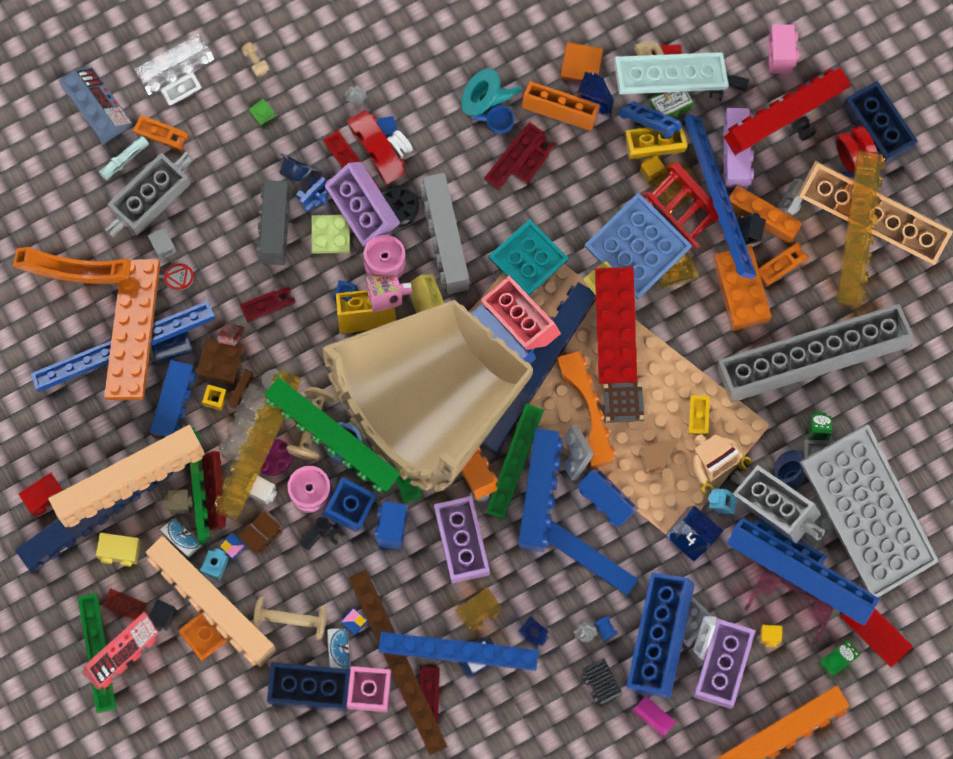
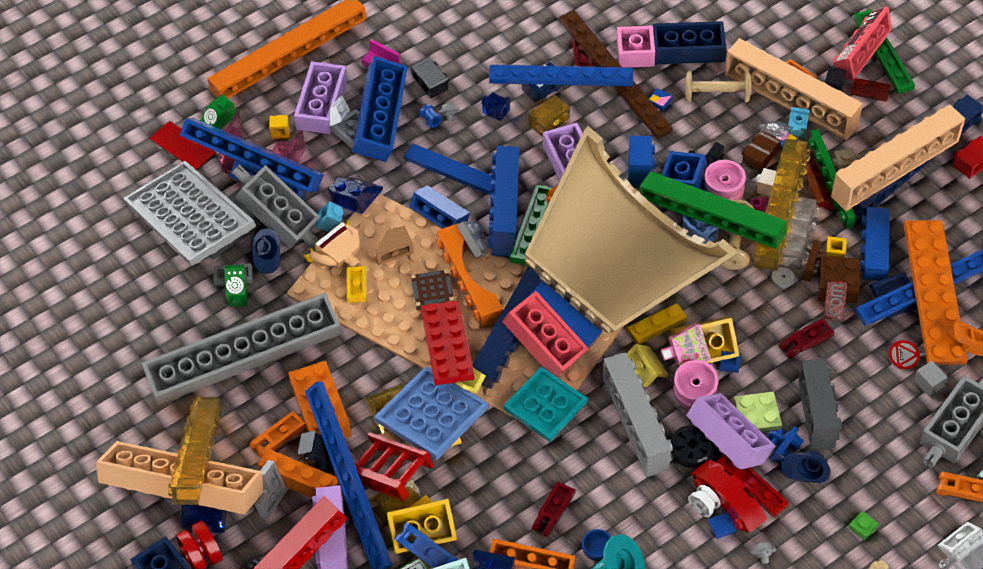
camera: 175 degrees right, 20 degrees down
(118, 549) = (888, 123): light yellow brick -> none
(180, 537) = (836, 139): slope -> none
(241, 556) = (775, 128): none -> clear plant
(338, 648) = (670, 77): slope -> none
(513, 155) = (576, 509): dark red plate -> none

